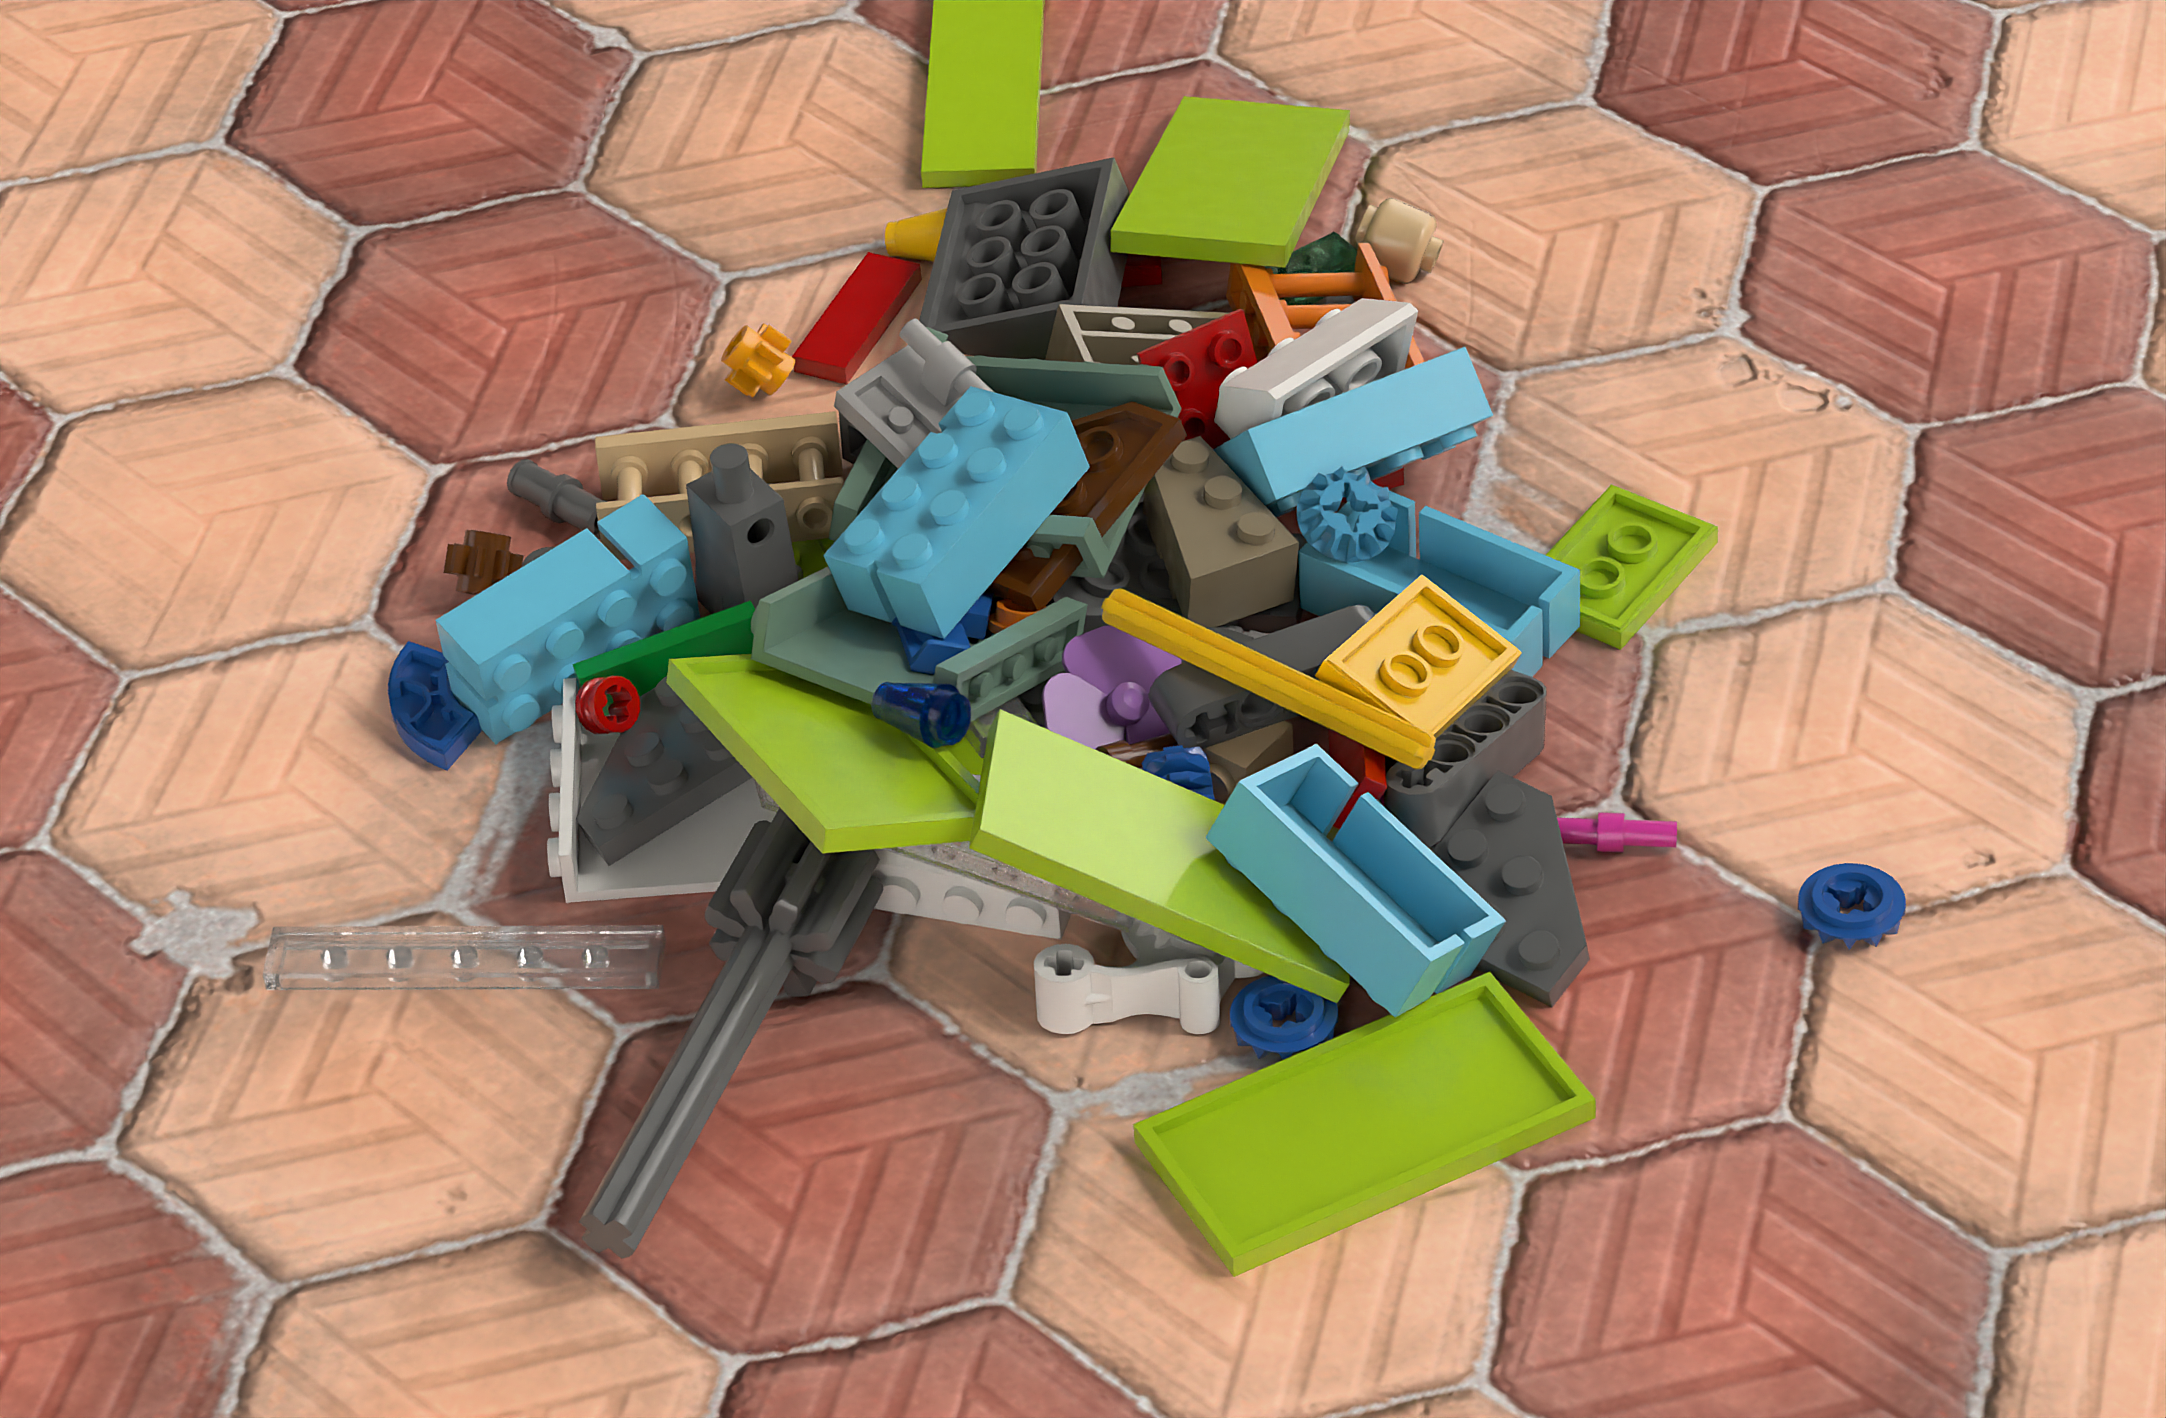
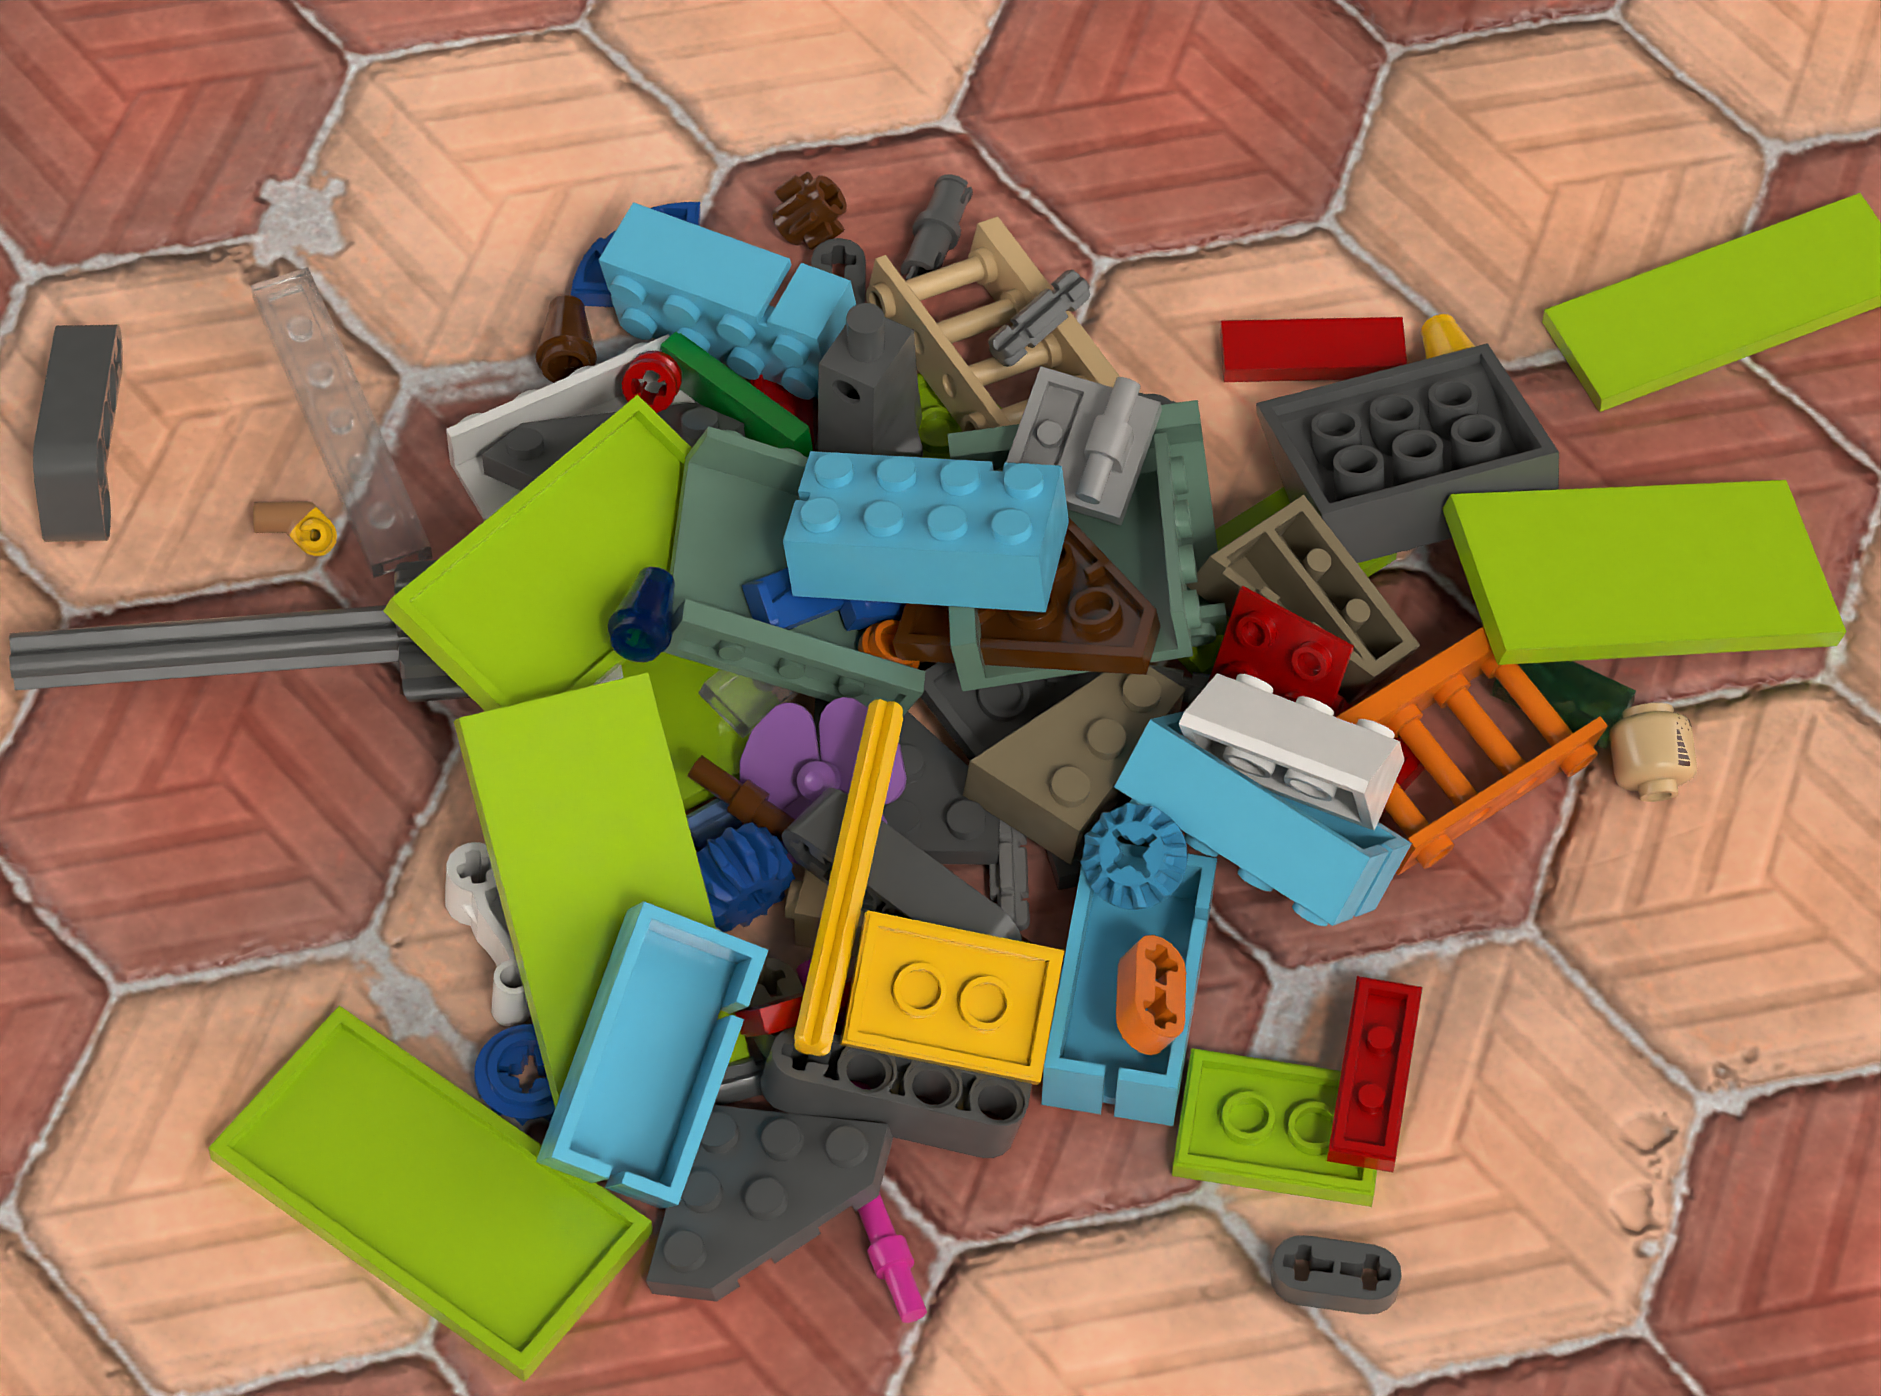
camera: 60 degrees right, 15 degrees up
(354, 1120) = (77, 432): none -> dark grey beam
(501, 770) = (565, 339): none -> reddish brown cone
(566, 1014) = (300, 521): none -> arm
(733, 423) = (1039, 318): none -> dark grey axle
(758, 360) = (1189, 296): light orange gear -> none
(1484, 551) = (1164, 999): none -> orange beam
(1609, 483) = (1374, 1074): none -> red tile
(1788, 579) = (1335, 1274): none -> dark grey beam

